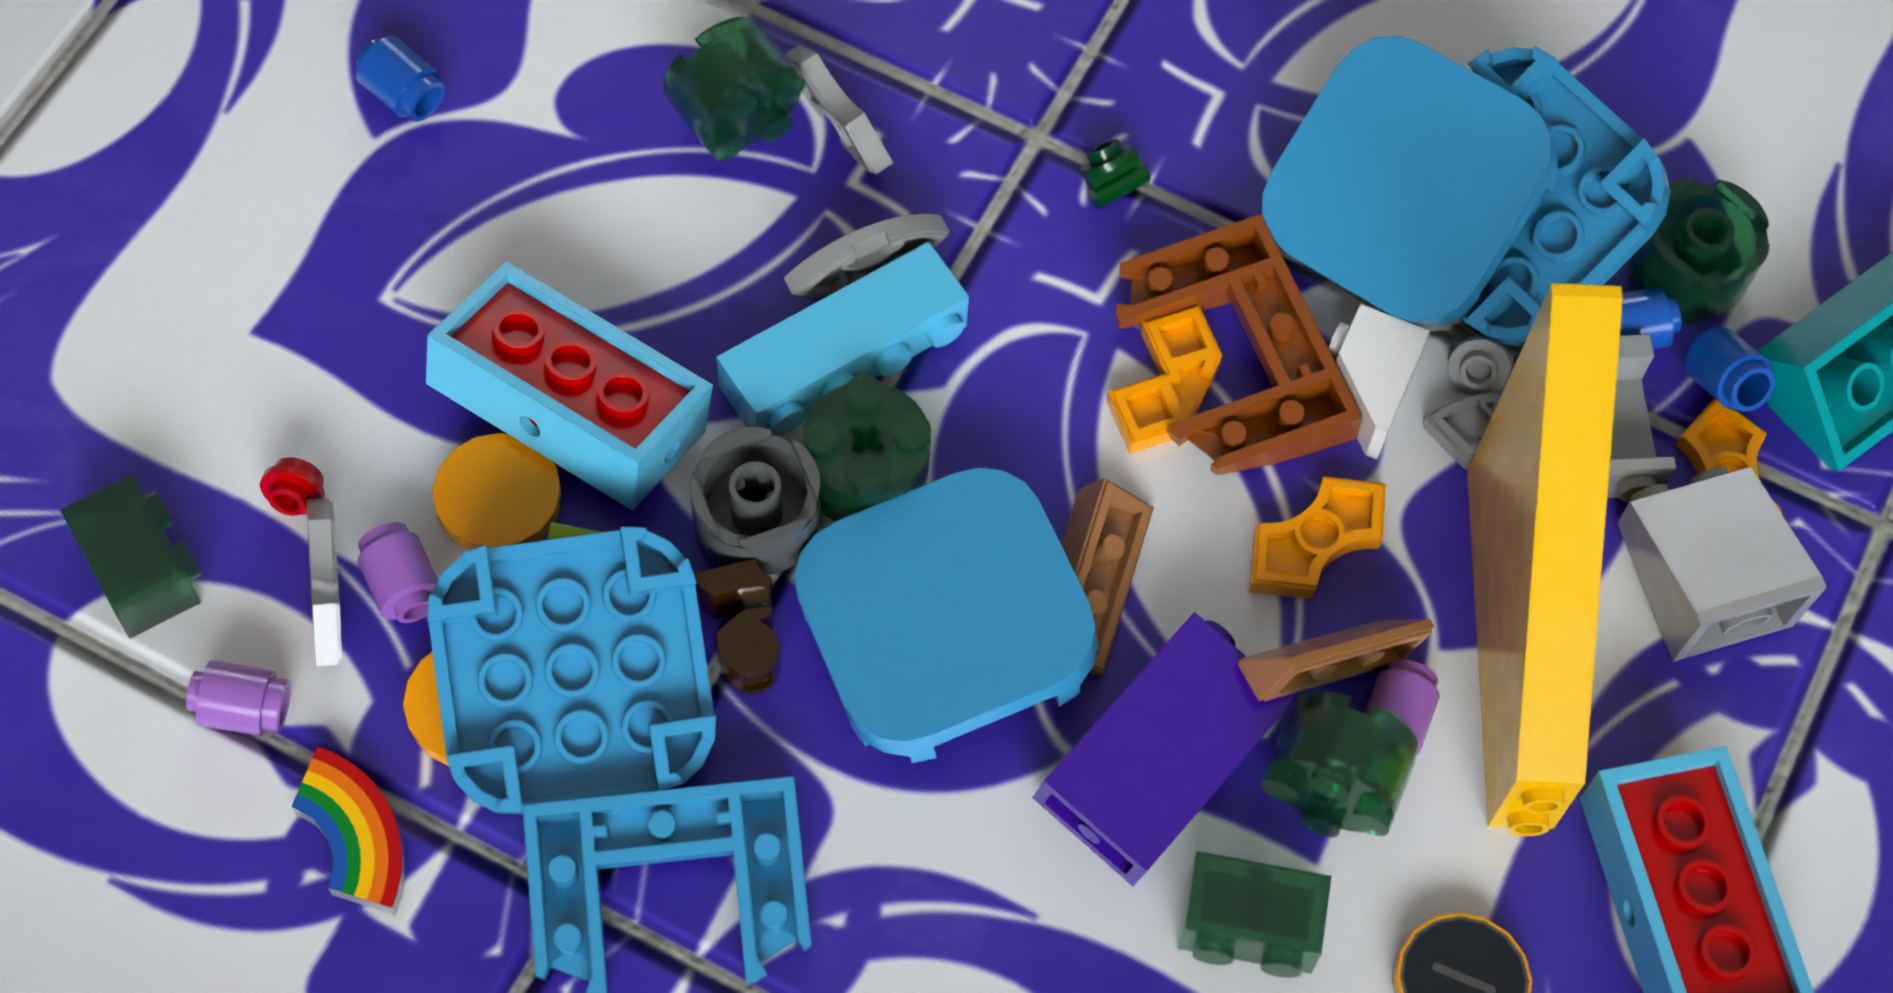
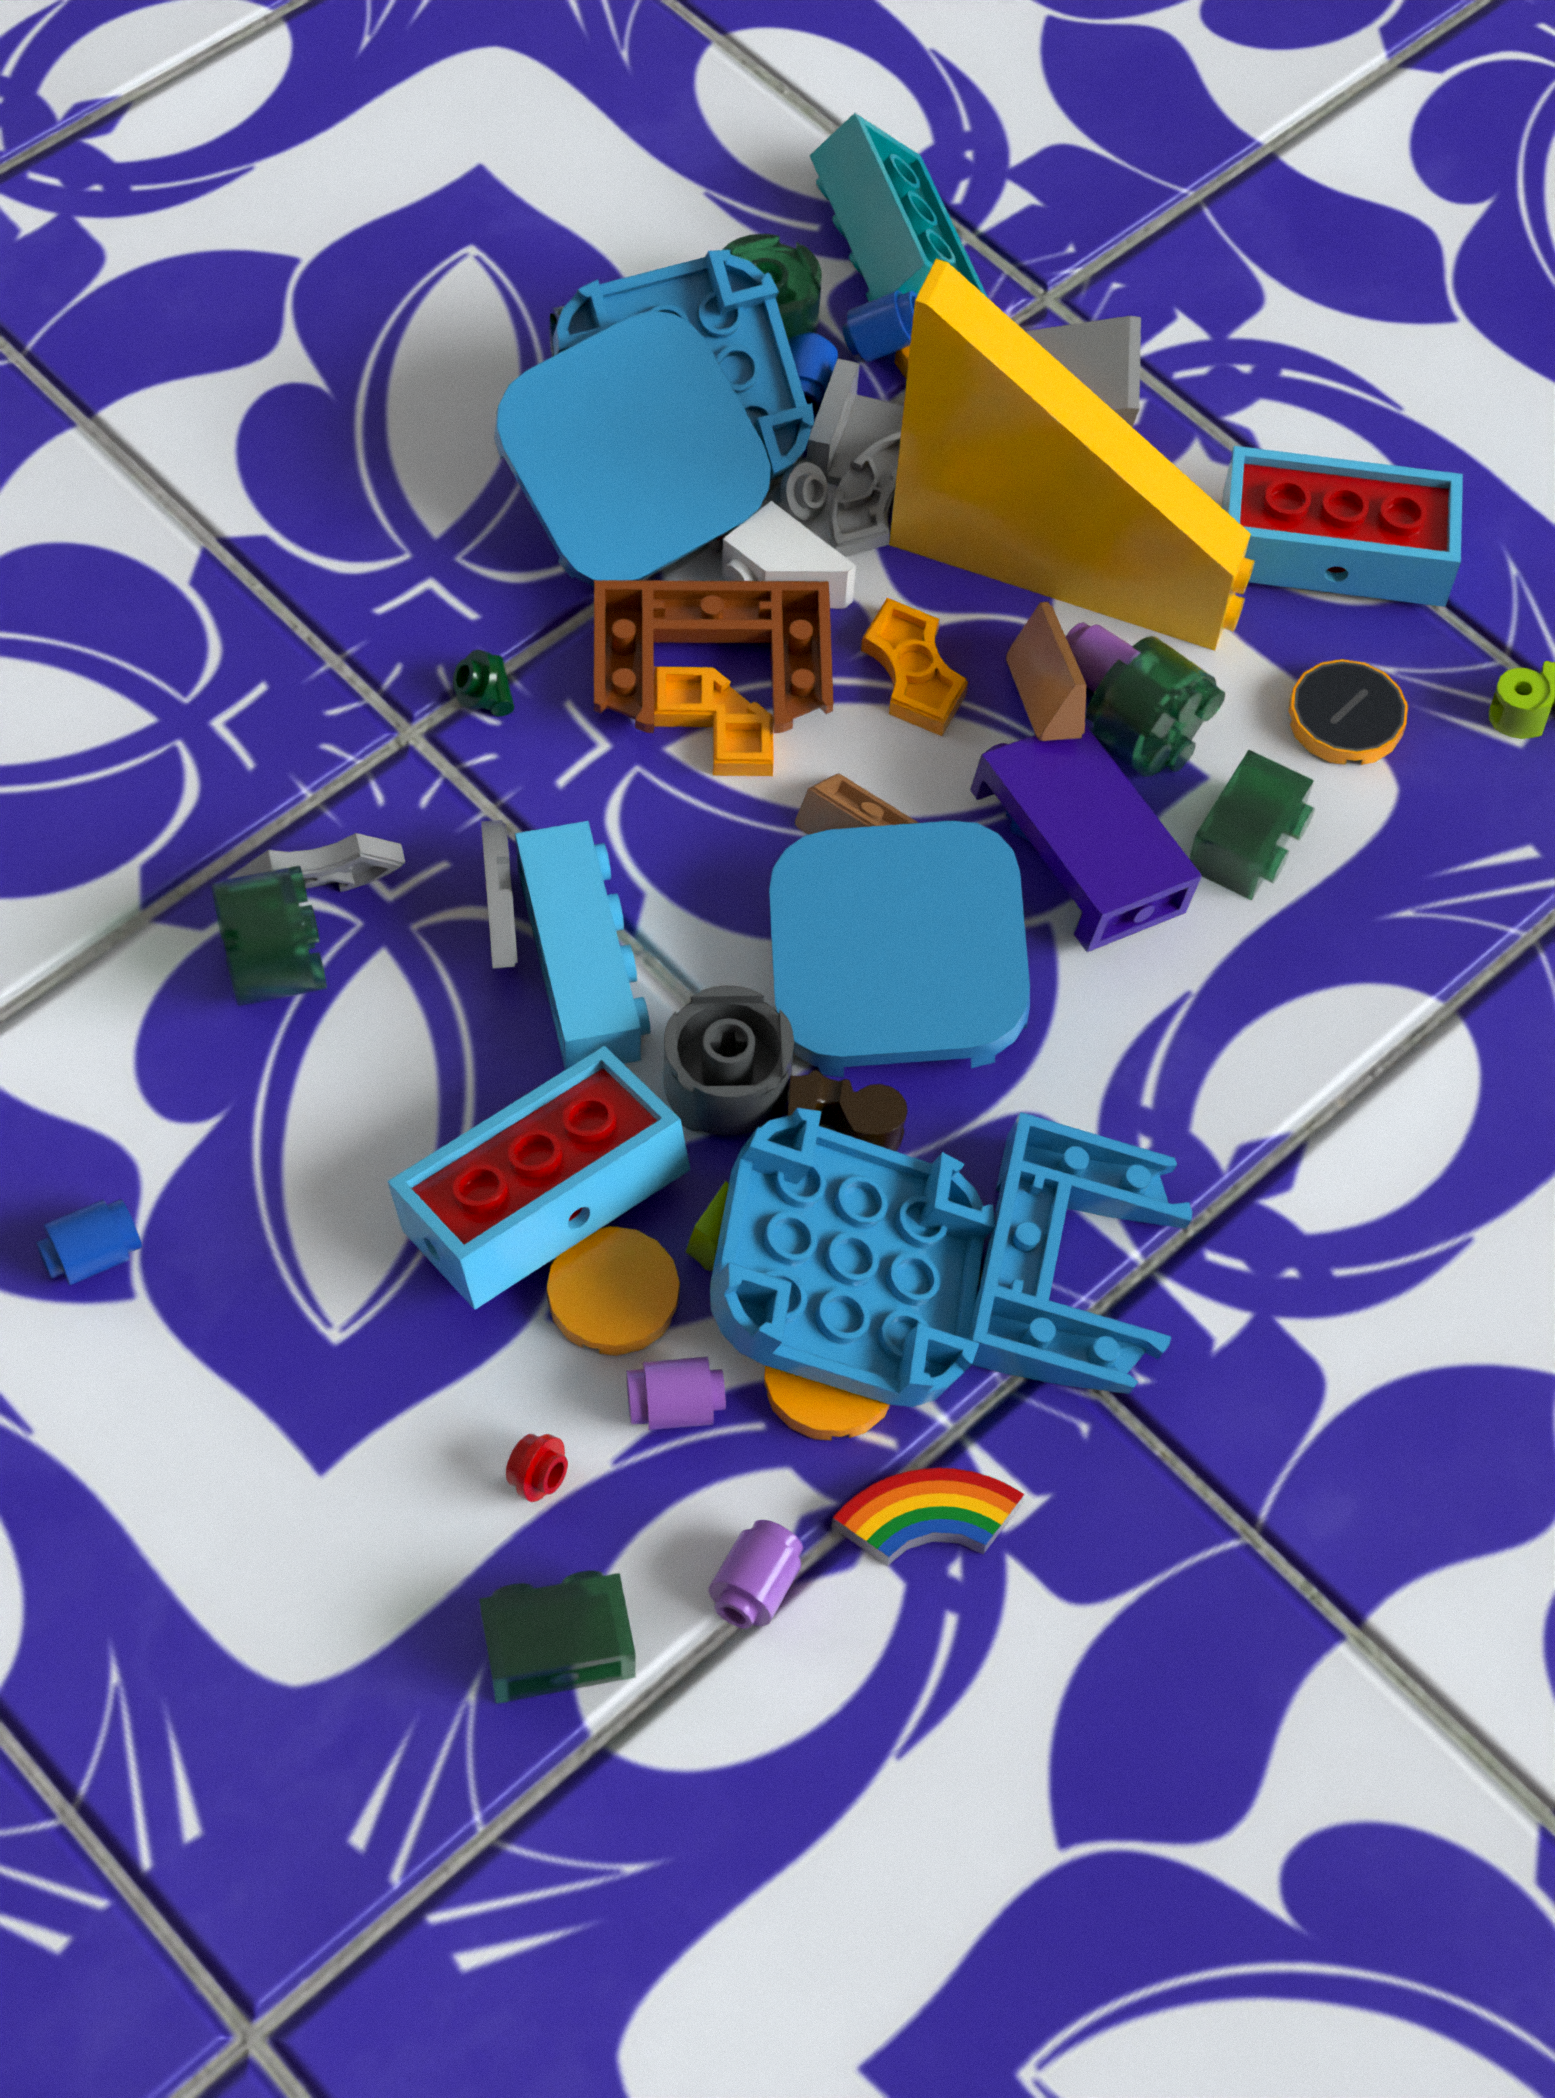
camera: 70 degrees left, 5 degrees down
(324, 582) = (658, 1464): light grey tile -> none
(866, 446) = (706, 943): clear green brick -> none

